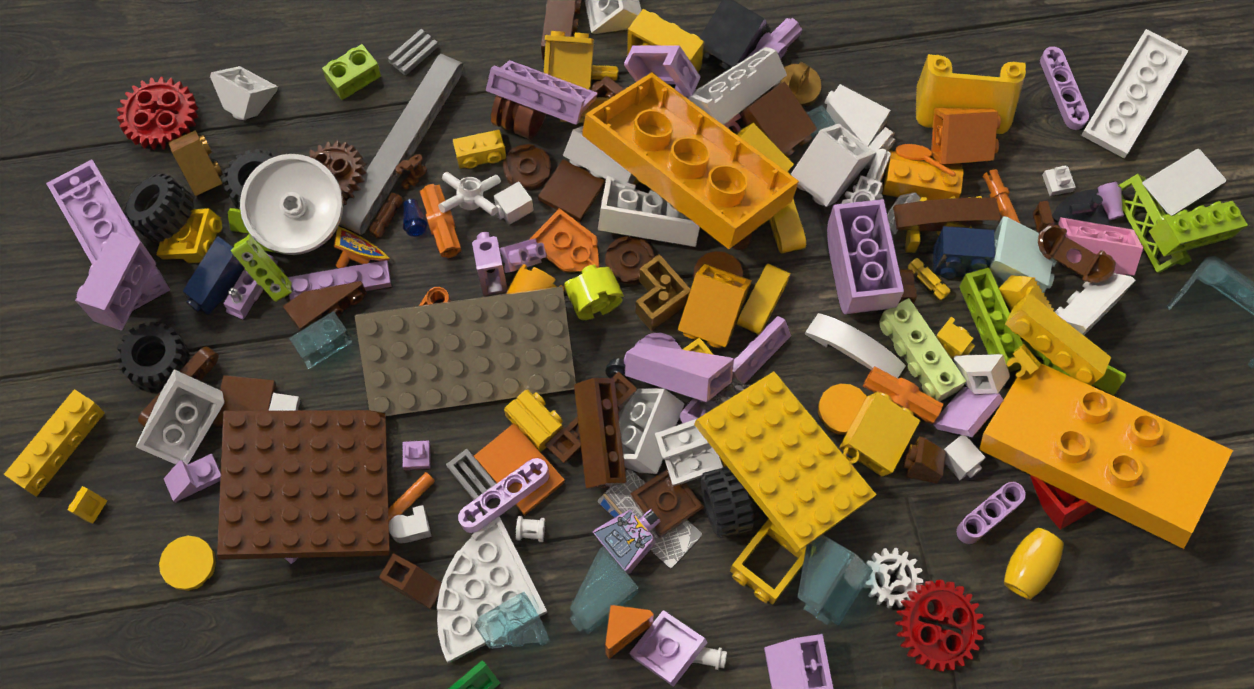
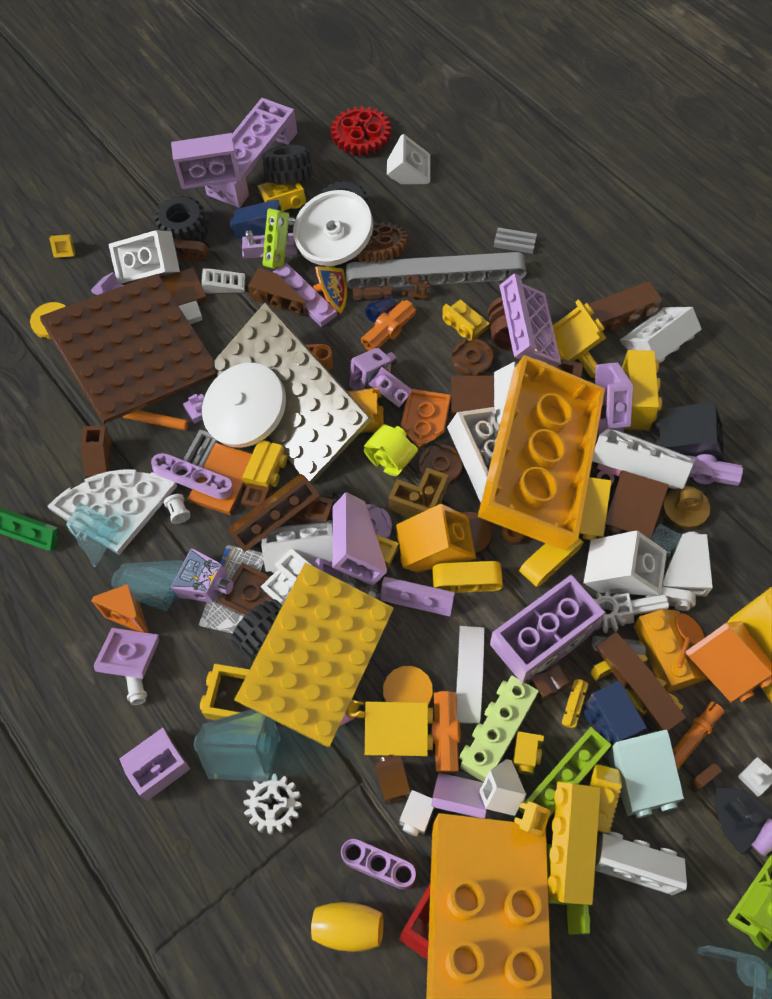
camera: 65 degrees right, 5 degrees down
(54, 443) = (95, 206): yellow brick -> none
(193, 159) = (334, 164): pearl gold brick -> none
(262, 372) = (211, 285): none -> white slope
(321, 340) = (245, 301): clear light blue brick -> none
(353, 75) = (469, 213): lime brick -> none
(410, 528) = (142, 435): white leg -> none
(455, 402) = (244, 405): none -> white dish
(469, 193) = (421, 330): white bar -> none
(513, 203) = (433, 362): white brick -> none
(934, 649) = (223, 870): red gear -> none
(1092, 266) = (676, 794): reddish brown piece -> none
(1115, 241) = (711, 844): bright pink slope -> none

